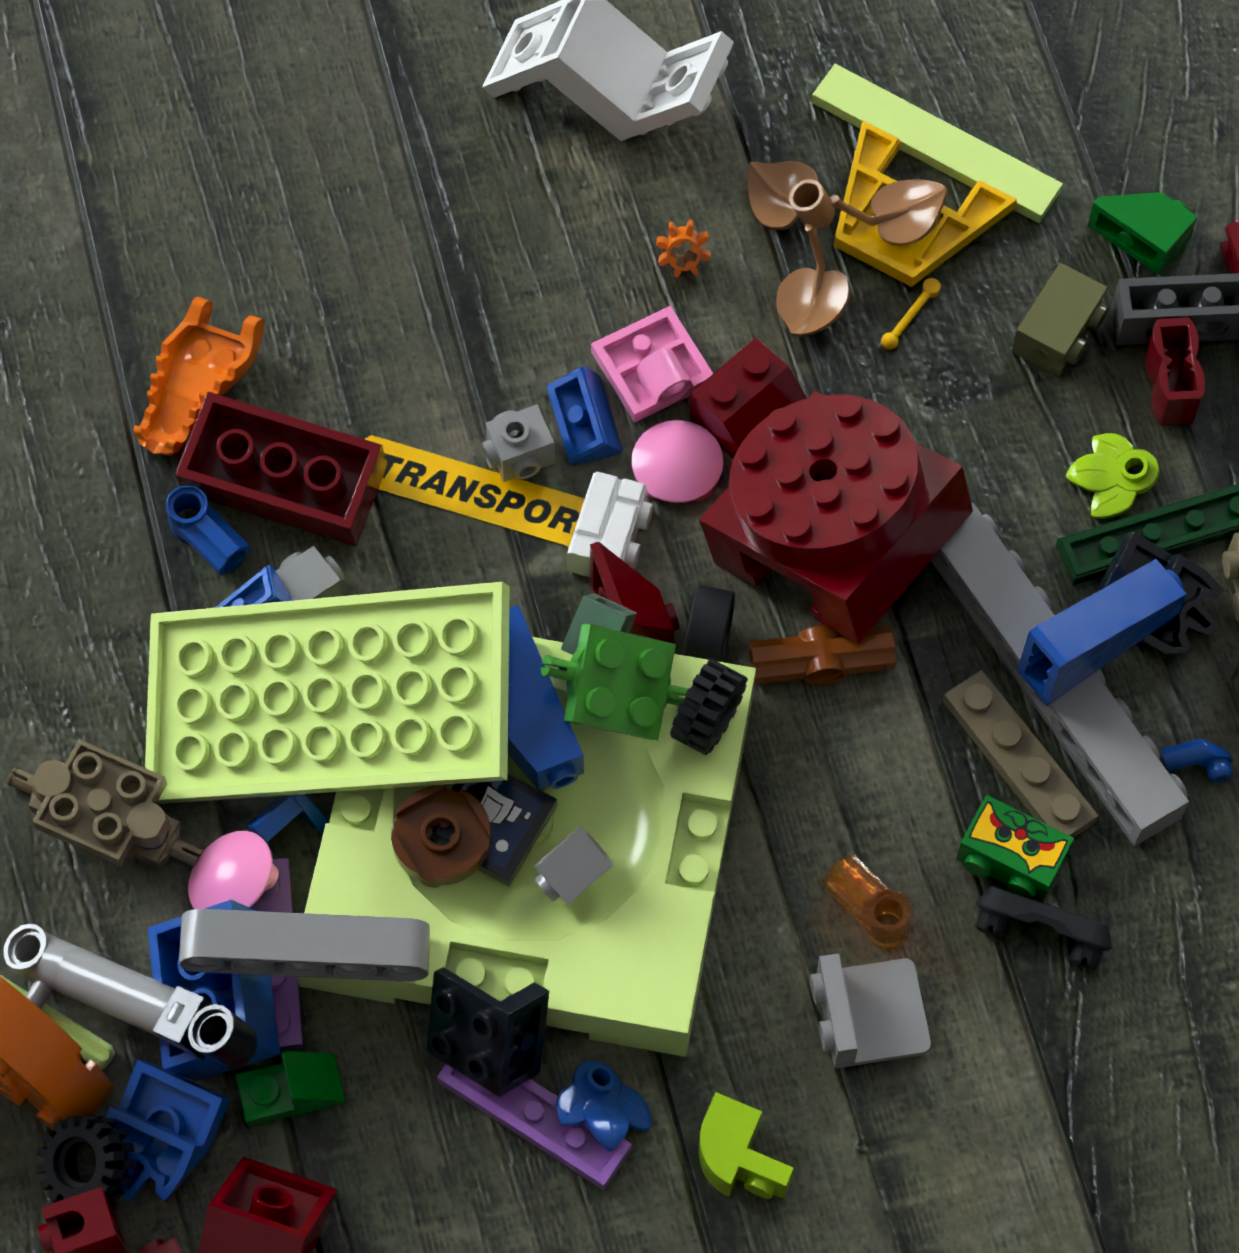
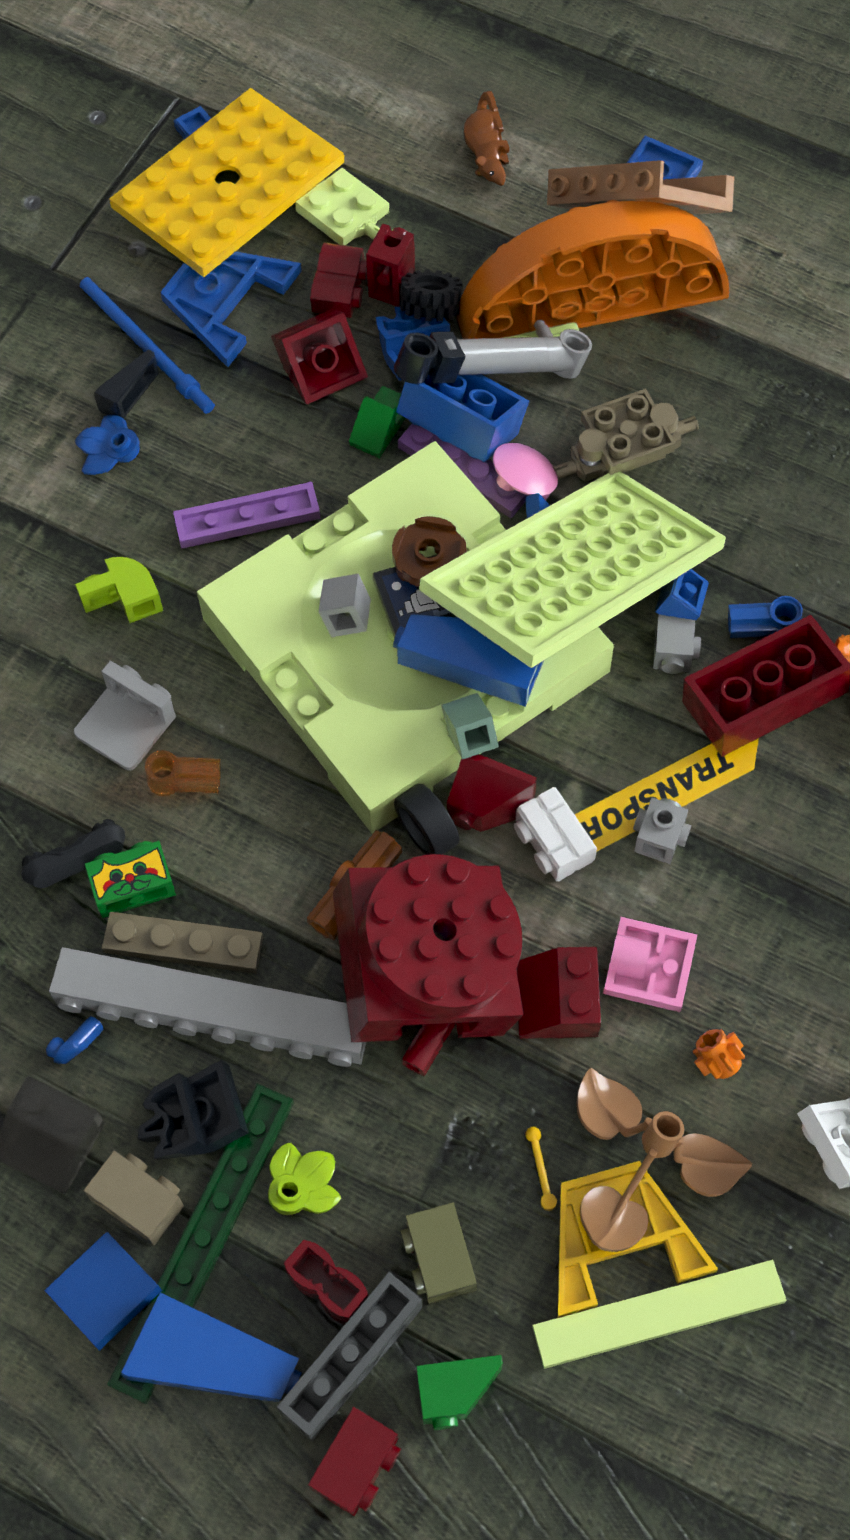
camera: 135 degrees right, 0 degrees up
(304, 945) = (429, 435): light grey beam -> none
(485, 1037) = (282, 505): black bracket -> none
(584, 417) = (650, 897): blue slope -> none
(605, 1107) = (210, 542): blue plate -> none
(617, 681) = (422, 700): bright green plate -> none
(677, 462) = (566, 918): bright pink dish -> none
(708, 707) = (360, 739): black tyre -> none
(1098, 630) = (191, 1026): blue slope -> none

